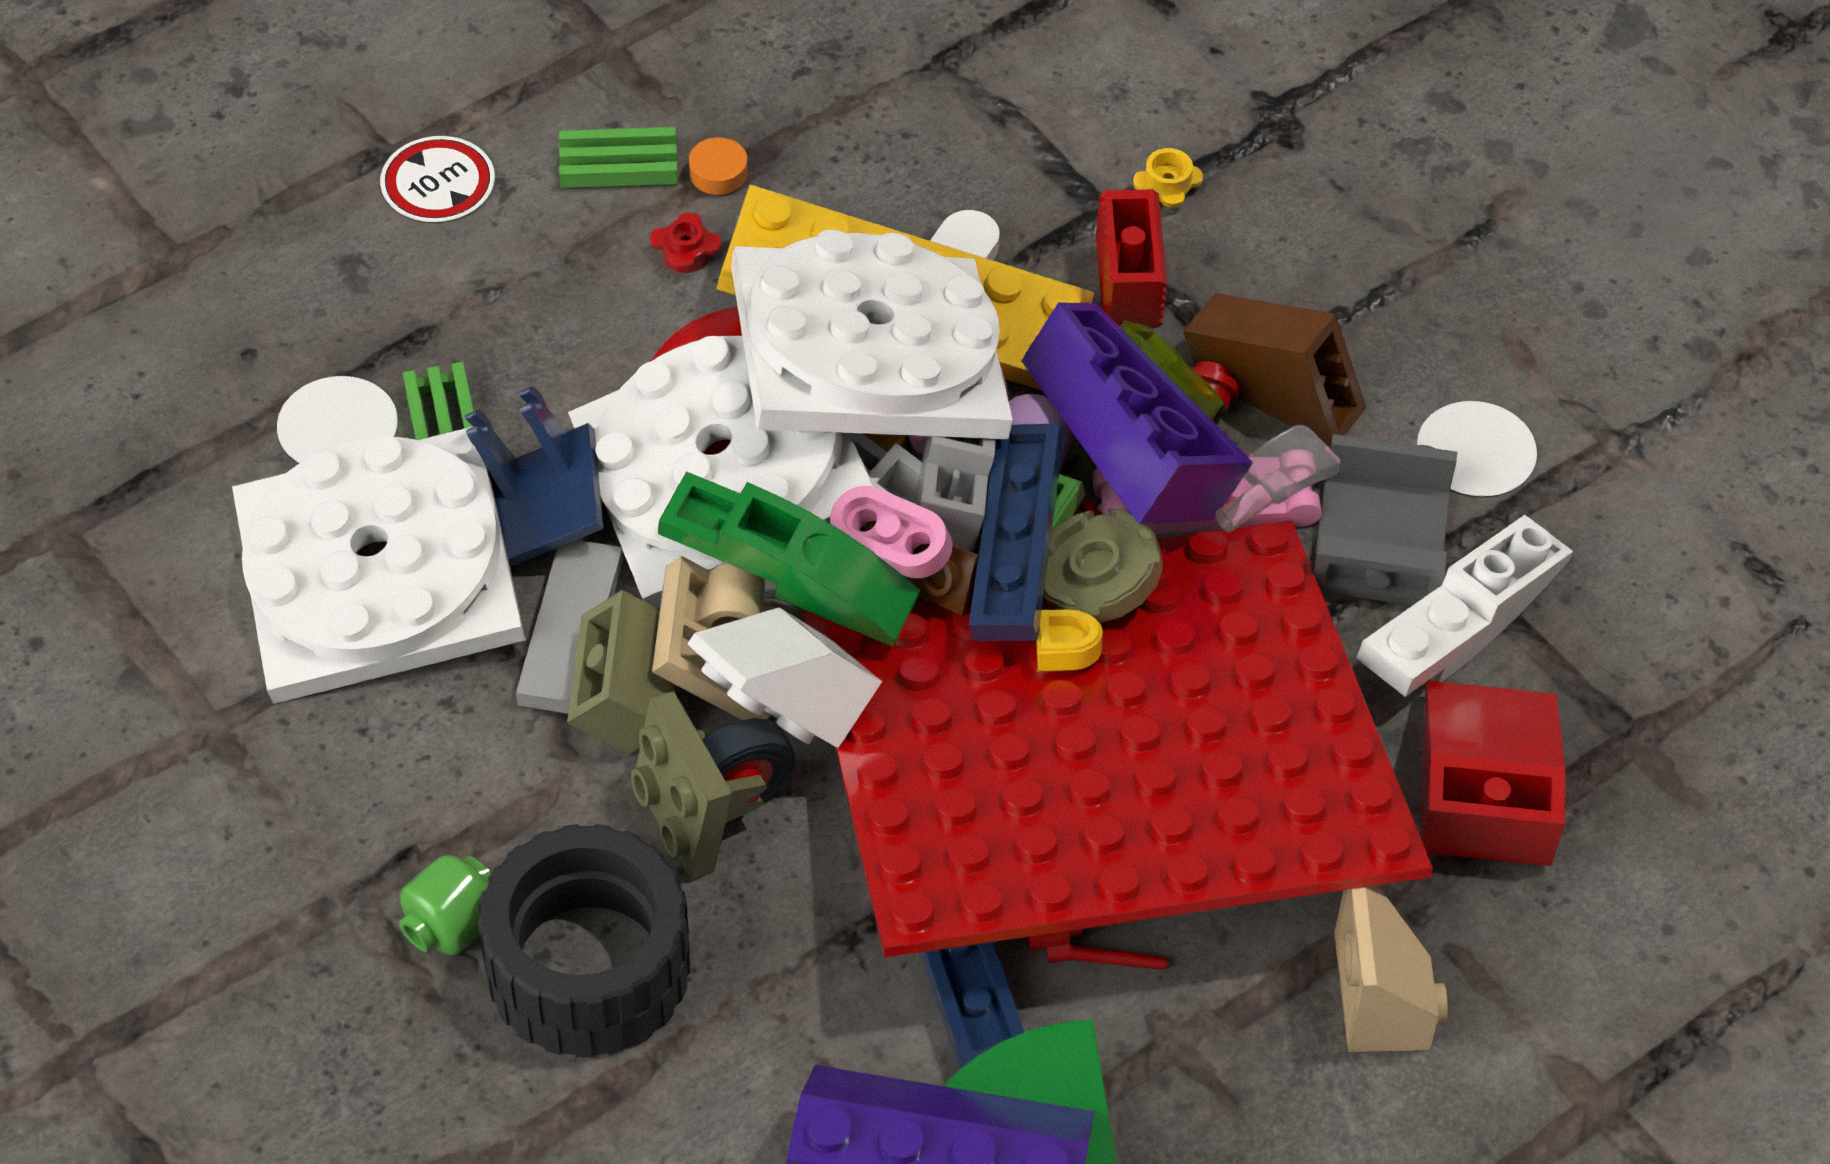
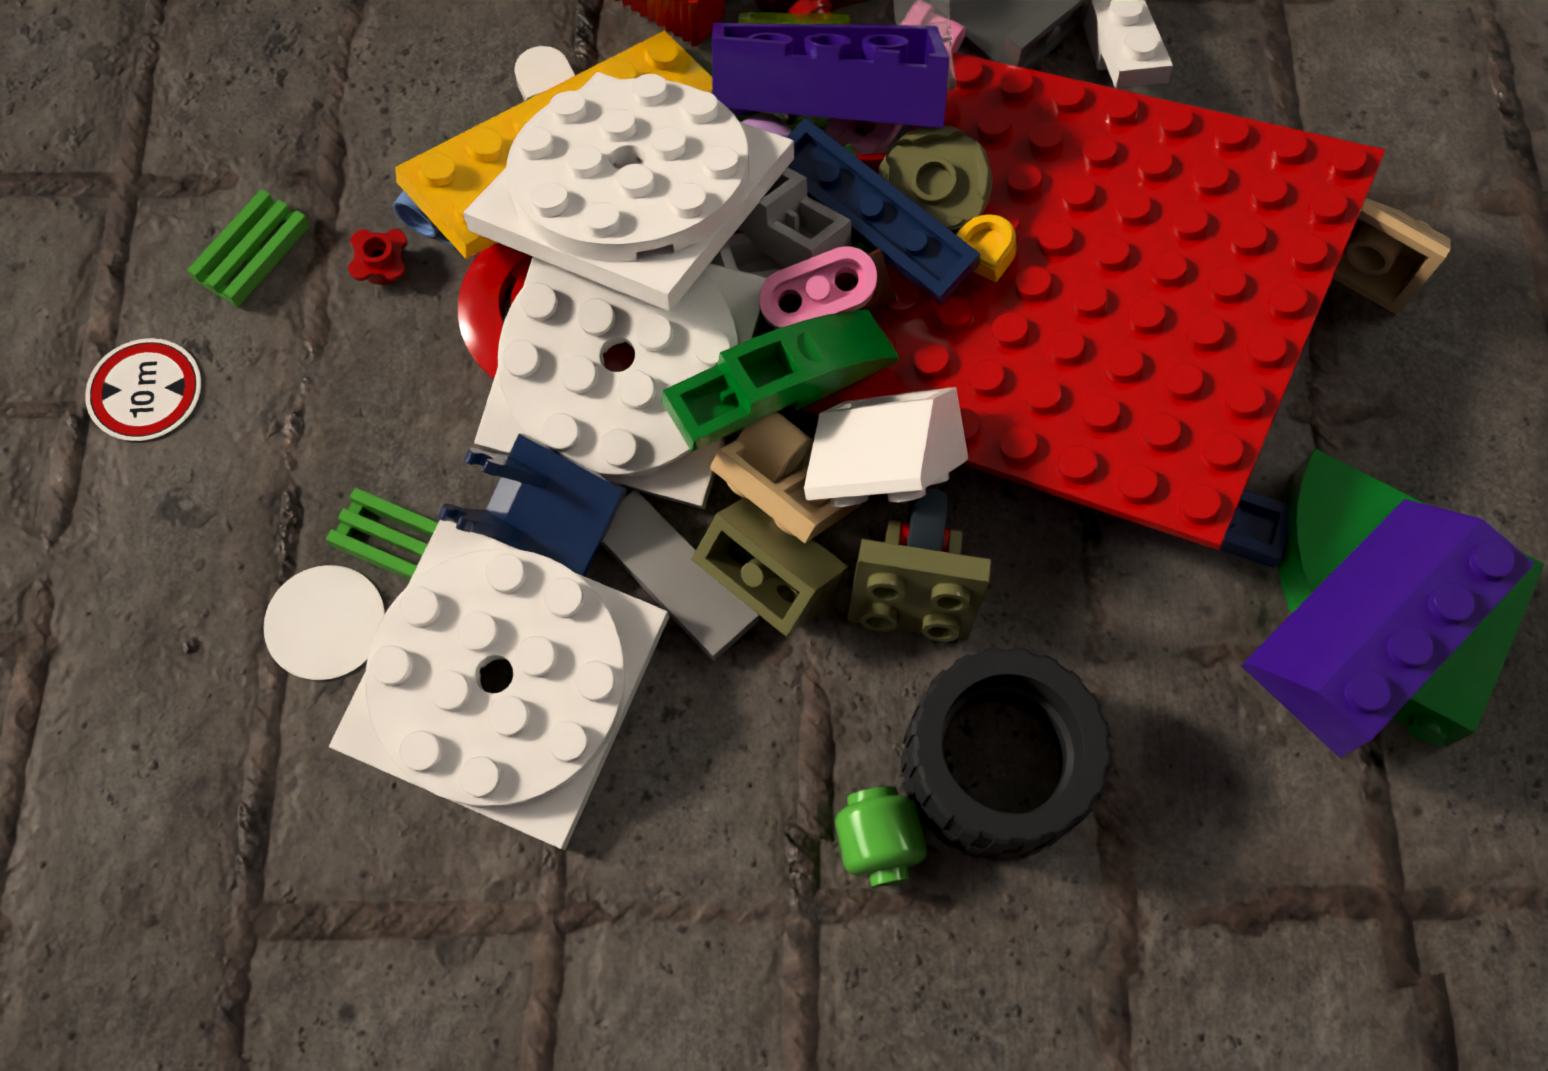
camera: 55 degrees left, 15 degrees up
(718, 166) = (322, 186): orange tile -> none
(1491, 773) = (1261, 67): red slope -> none

